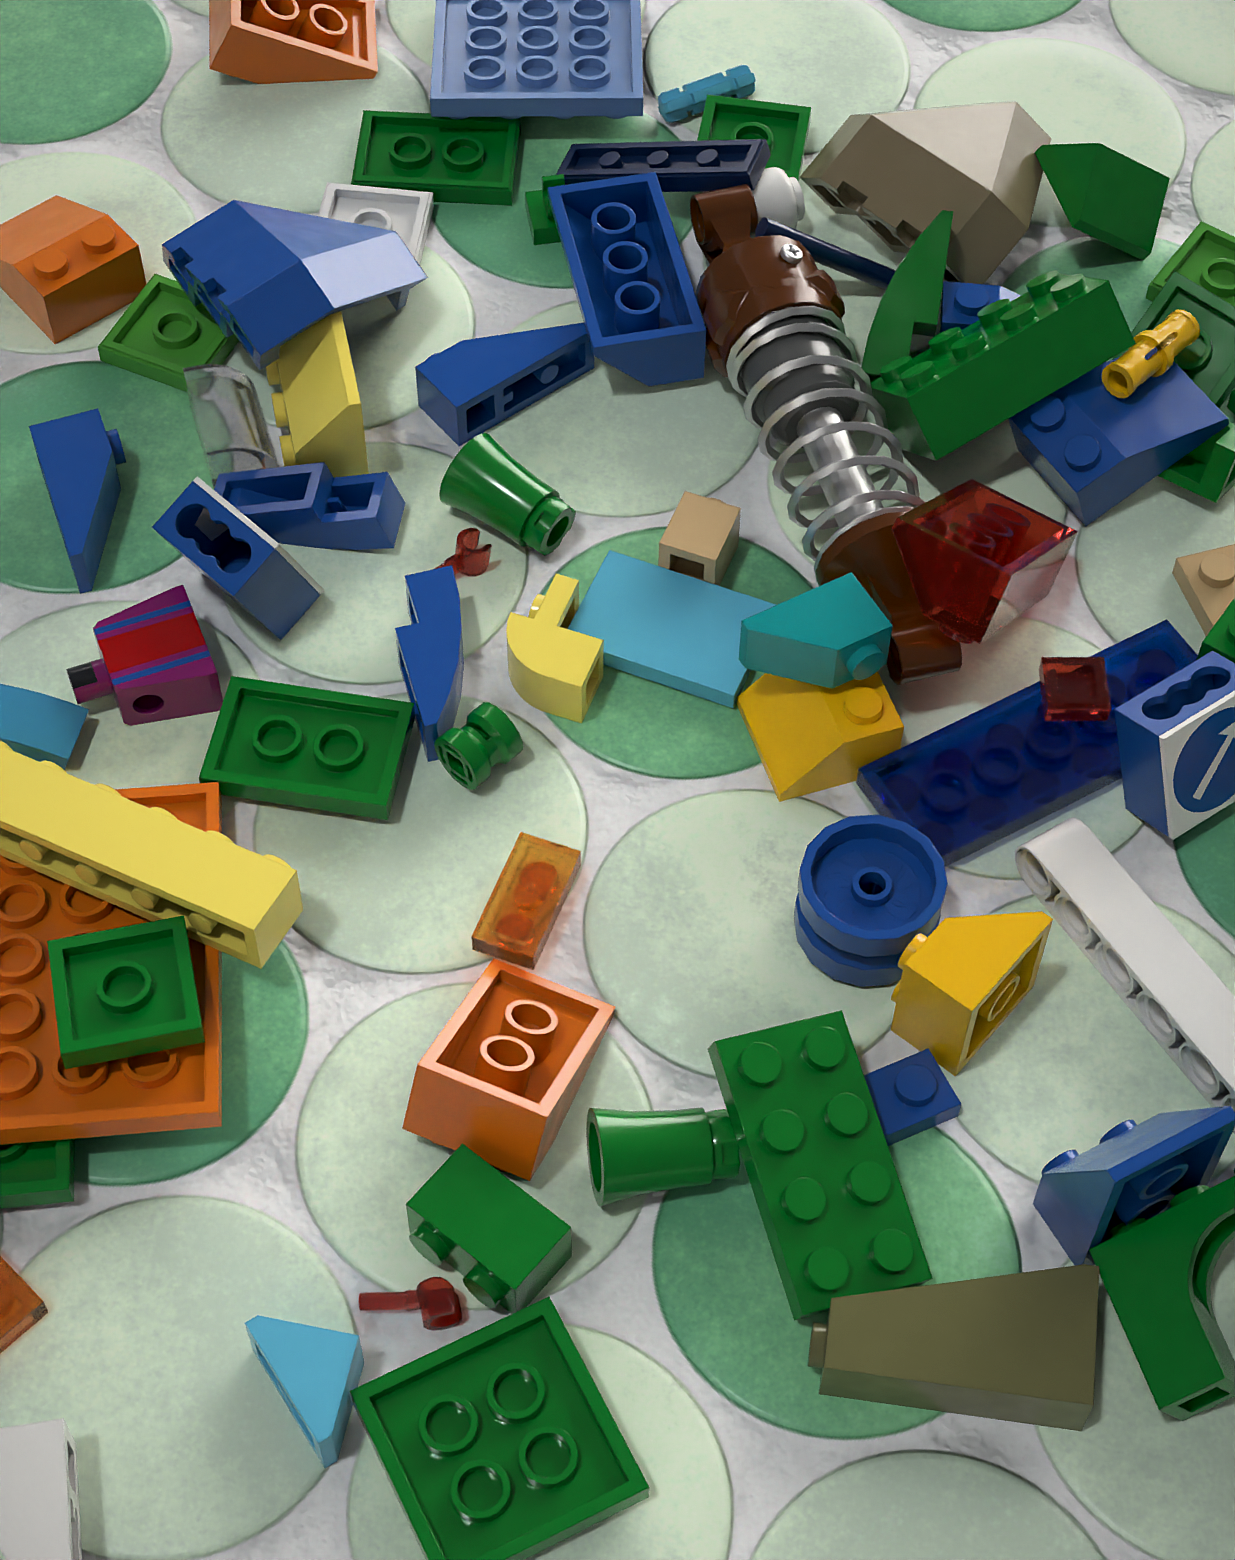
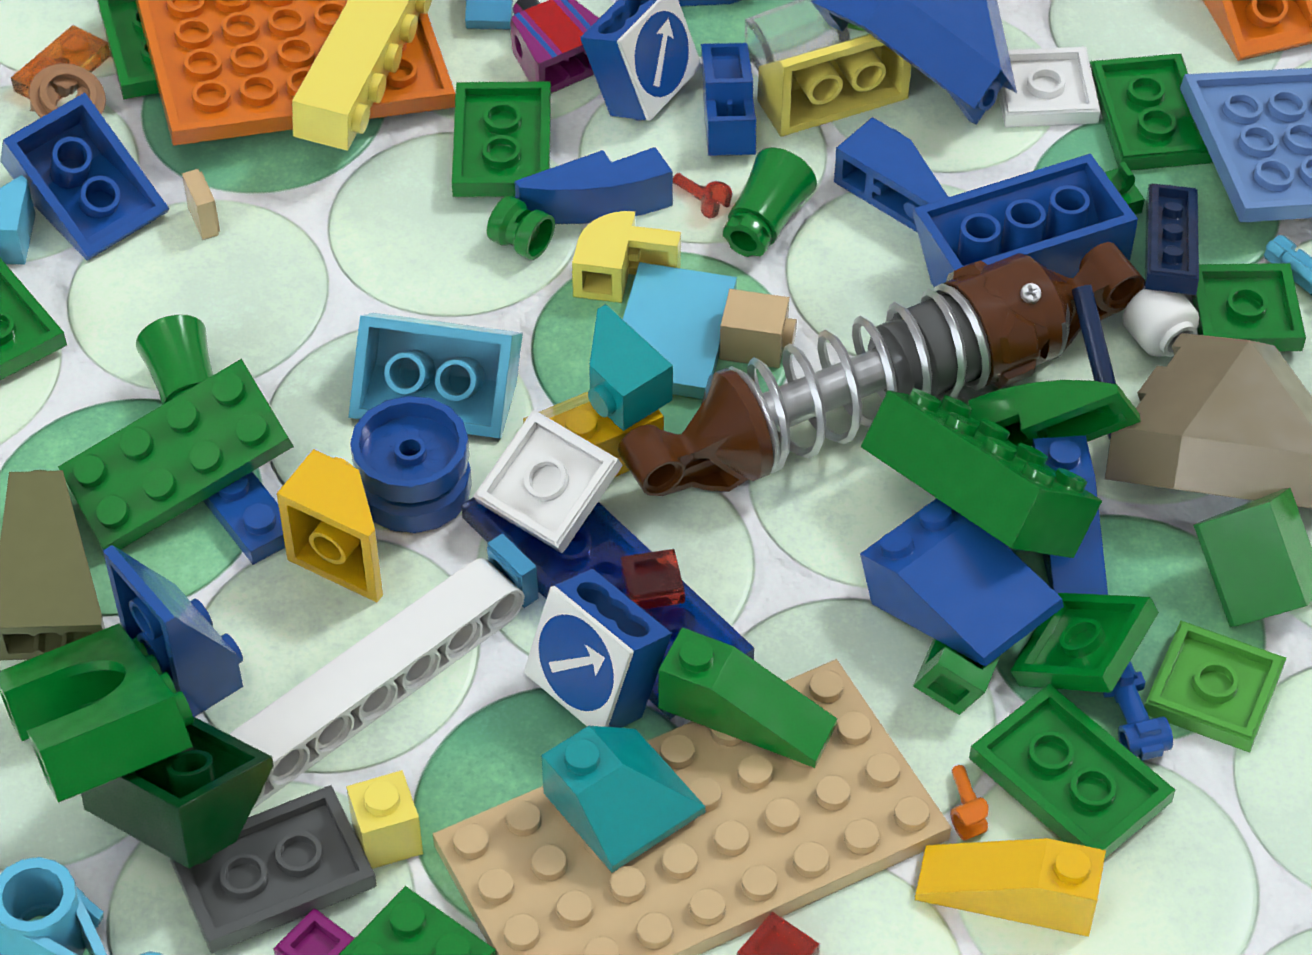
camera: 80 degrees right, 5 degrees down
(67, 1244) = (63, 80): none -> medium nougat gear
(125, 992) = (249, 63): green plate -> none
(241, 1250) = (82, 177): none -> blue slope
(338, 1105) = (201, 204): none -> tan tile
(433, 1296) = (63, 284): clear red hand -> none
(488, 1231) = (113, 296): green brick -> none
(507, 1068) = (248, 285): orange slope -> none
(526, 901) = (390, 278): clear orange plate -> none
(705, 866) = (445, 361): none -> medium azure slope
(936, 755) = (548, 481): none -> white tile
(979, 558) = (739, 469): clear red slope -> none
(1028, 822) = (514, 566): none -> dark azure tile
(1133, 369) = (1057, 593): yellow pin -> none

